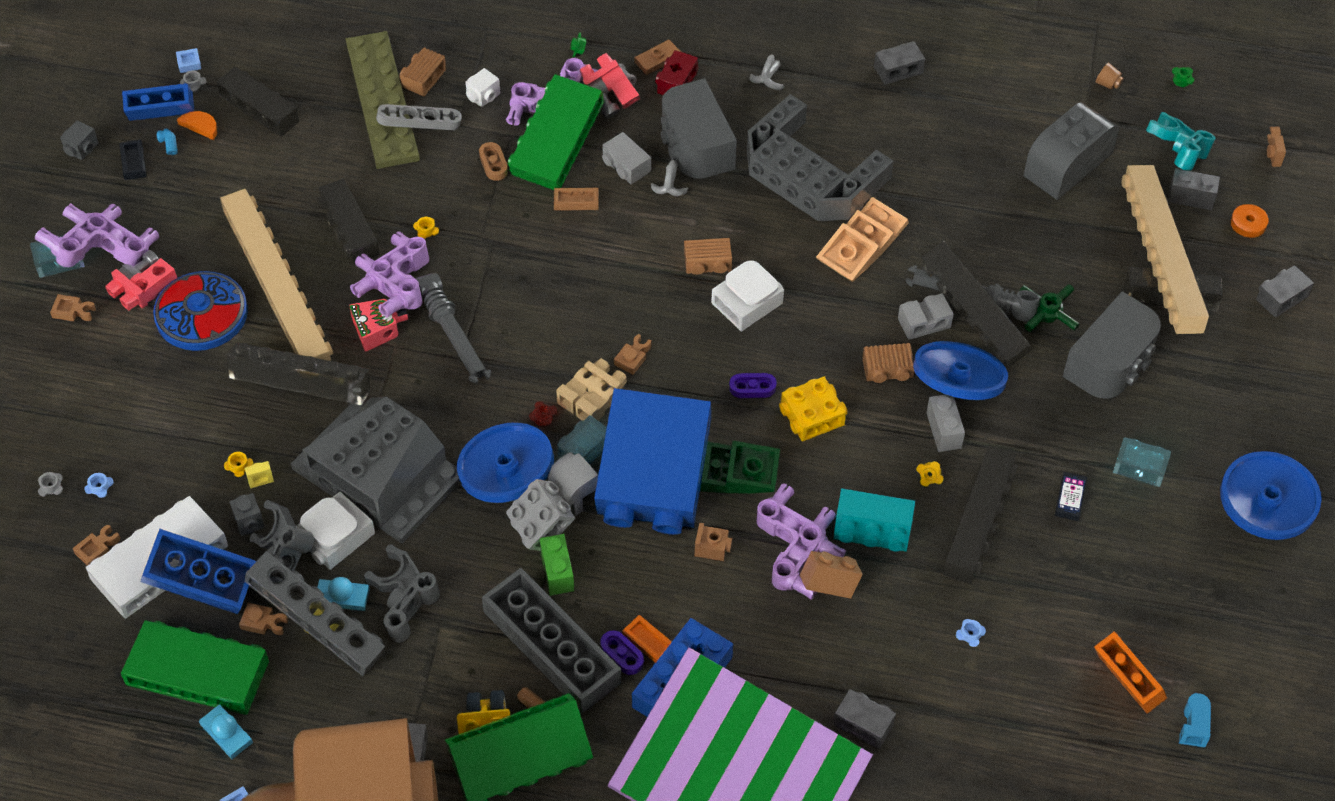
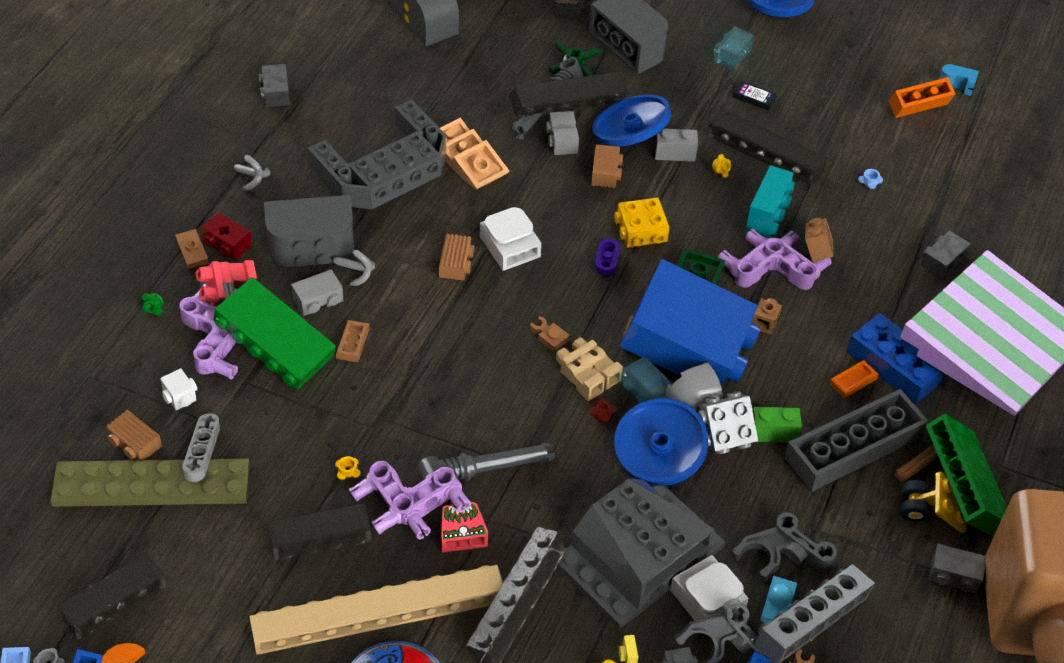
camera: 80 degrees left, 5 degrees down
(495, 165) = (279, 397): medium nougat plate -> none
(623, 653) = (865, 395): dark purple plate -> none

